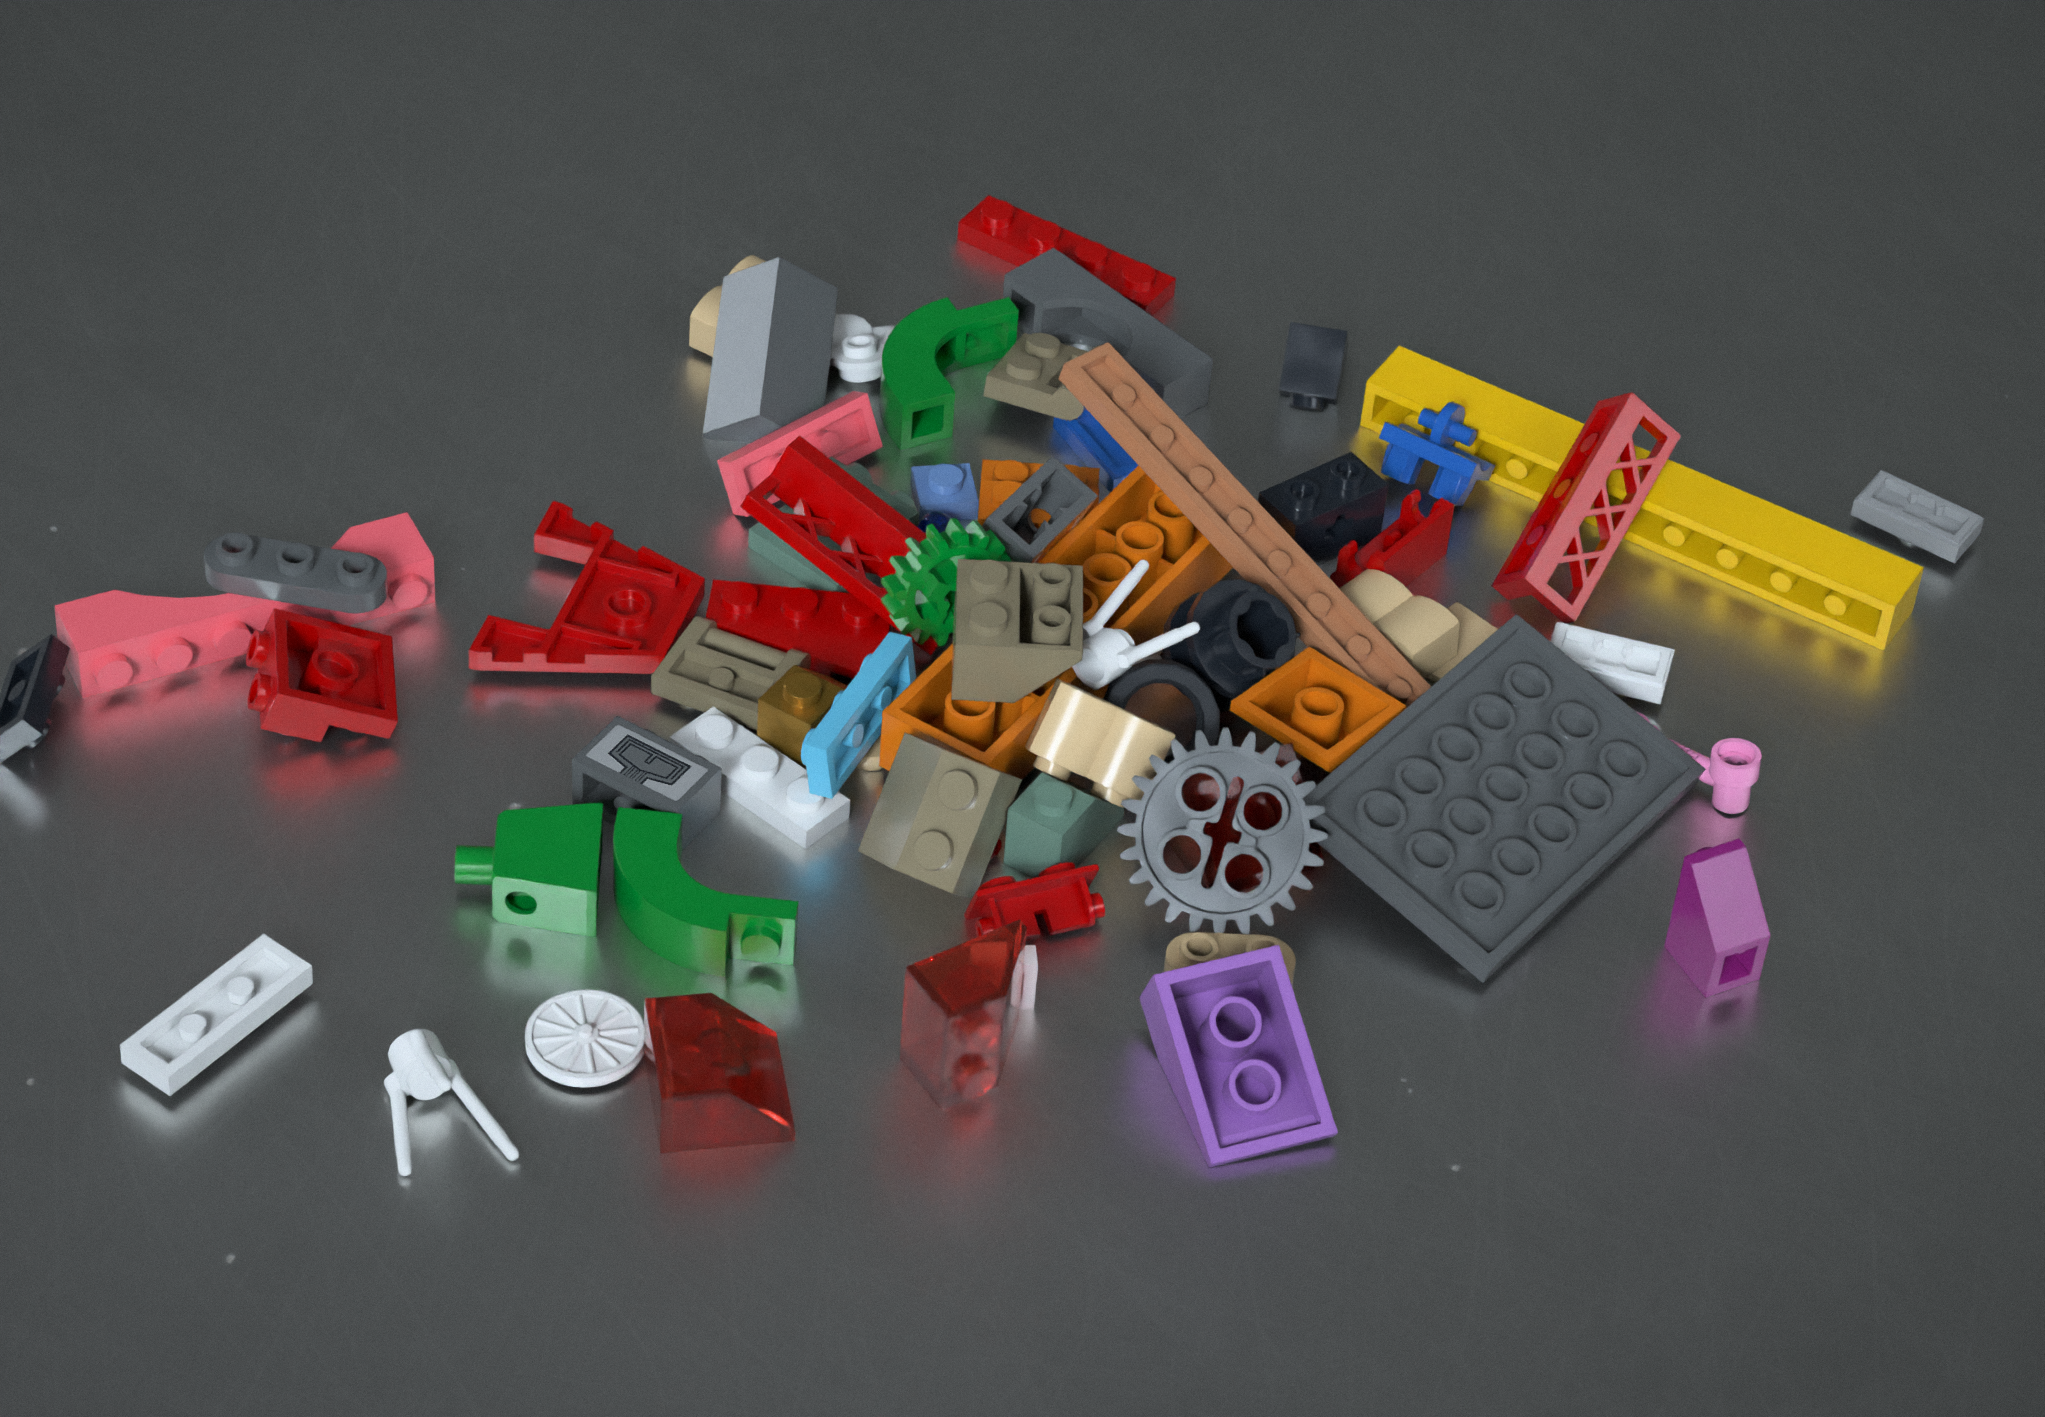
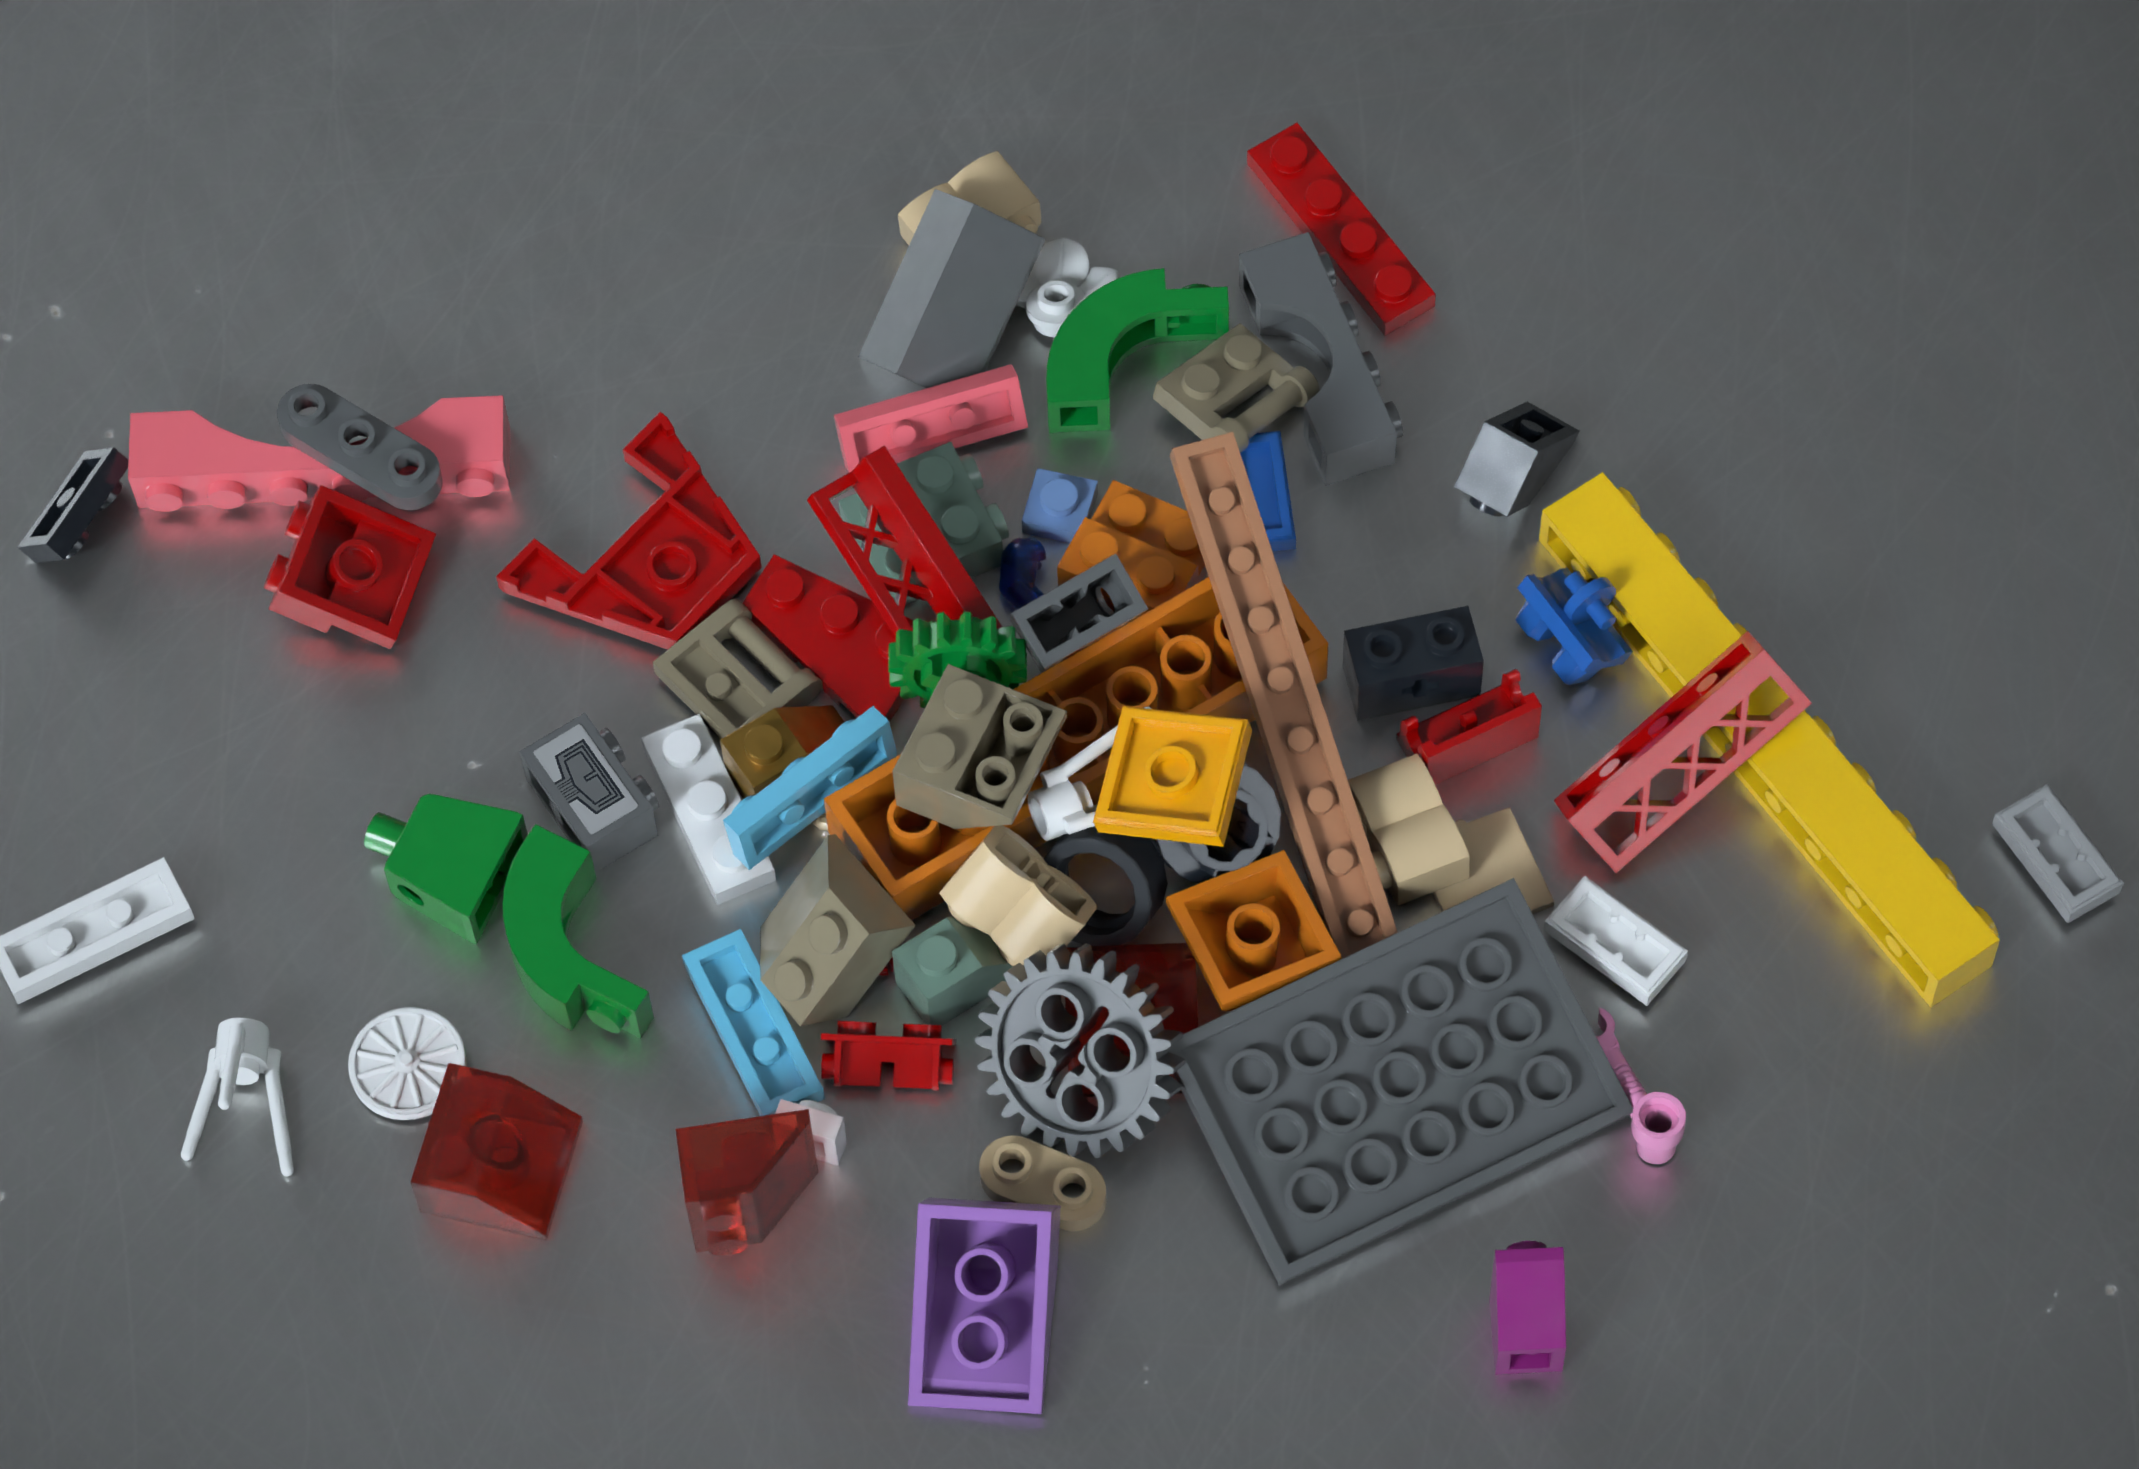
camera: 30 degrees right, 20 degrees up
(886, 907) = (751, 1024): none -> medium azure plate
(1202, 590) = (1173, 776): none -> light orange plate

